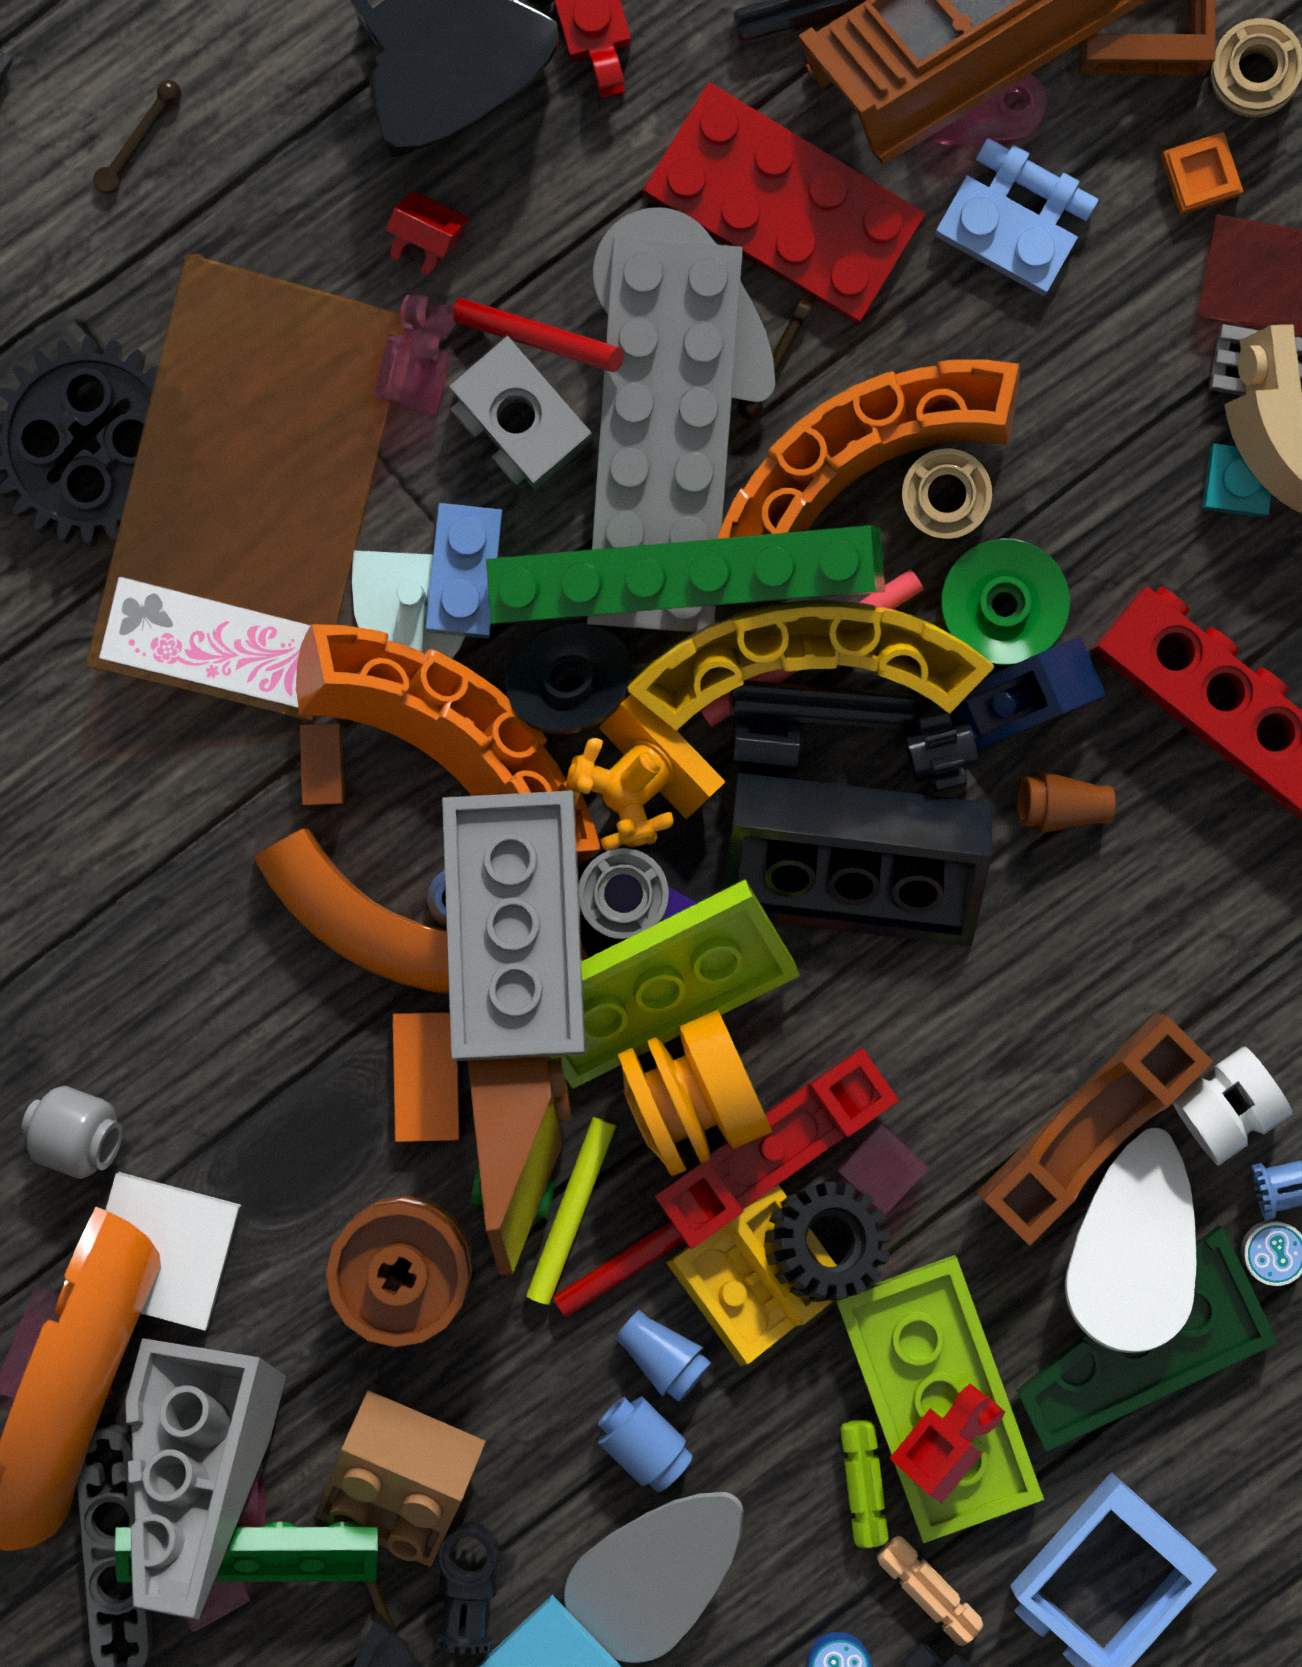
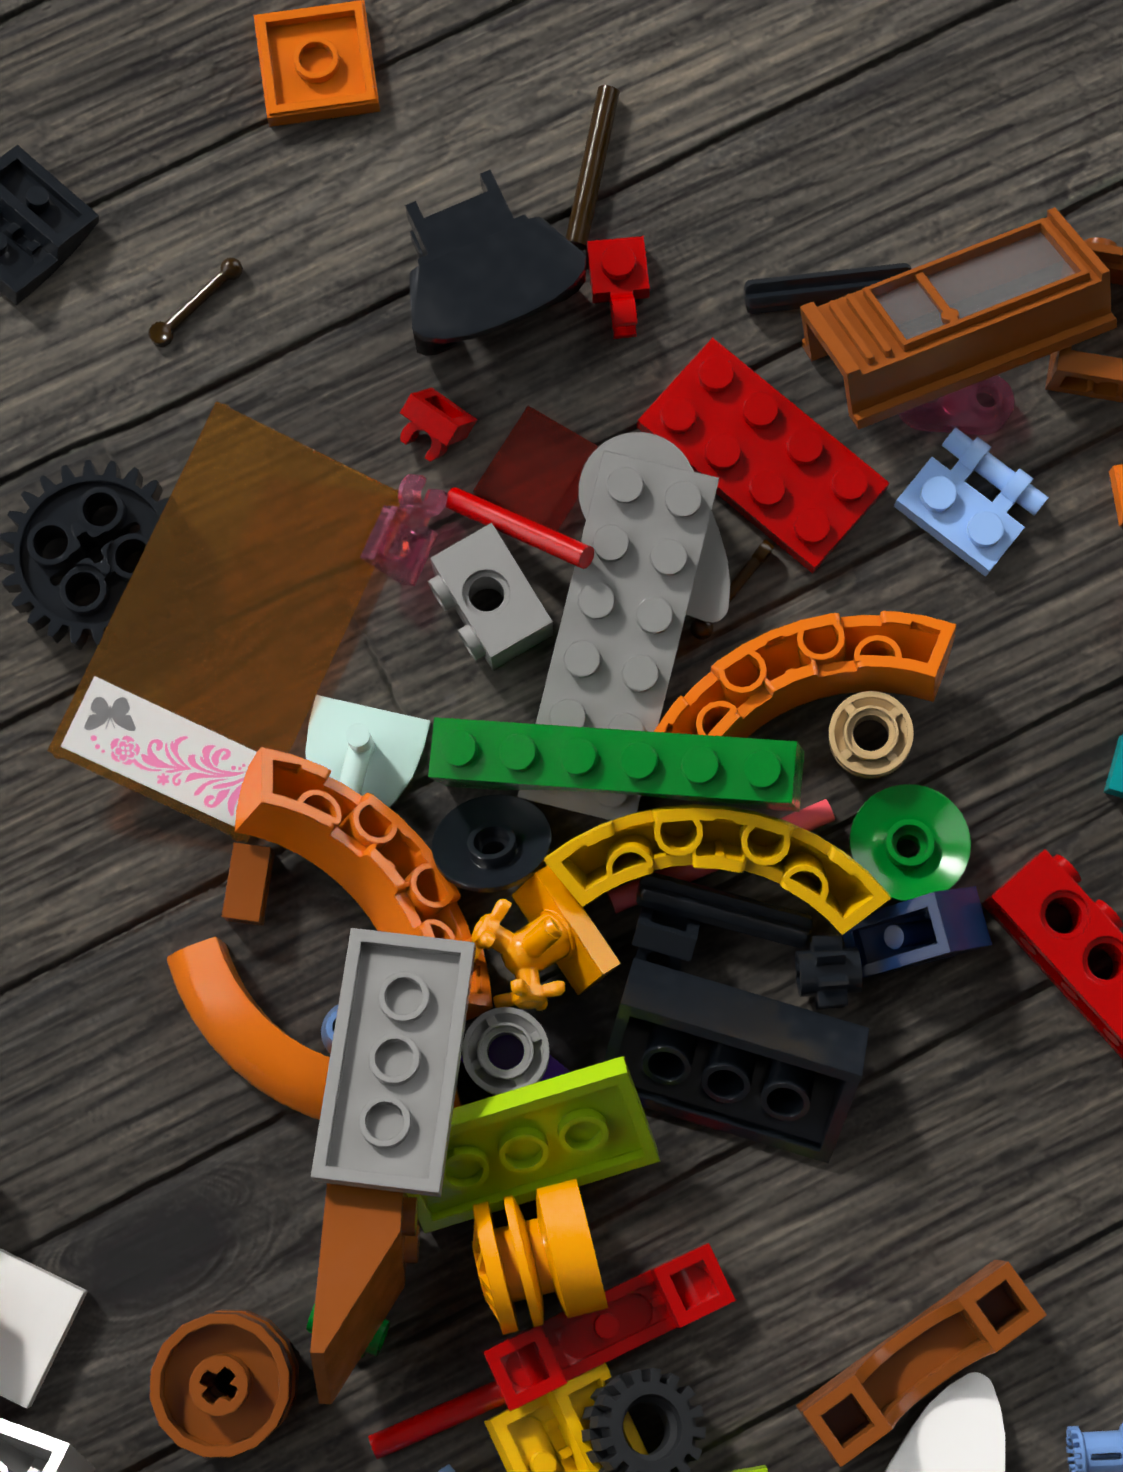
camera: 10 degrees right, 10 degrees down
(425, 1078) = (285, 1200): orange tile -> none
(459, 571) = (407, 730): medium blue plate -> none
(545, 264) = (537, 470): none -> clear red piece
(571, 1211) = (401, 1354): neon yellow bar -> none
(883, 1168) = (709, 1365): clear pink plate -> none
(1059, 802) = (932, 1040): dark orange cone -> none
(1212, 1117) = (1037, 1373): white wheel -> none

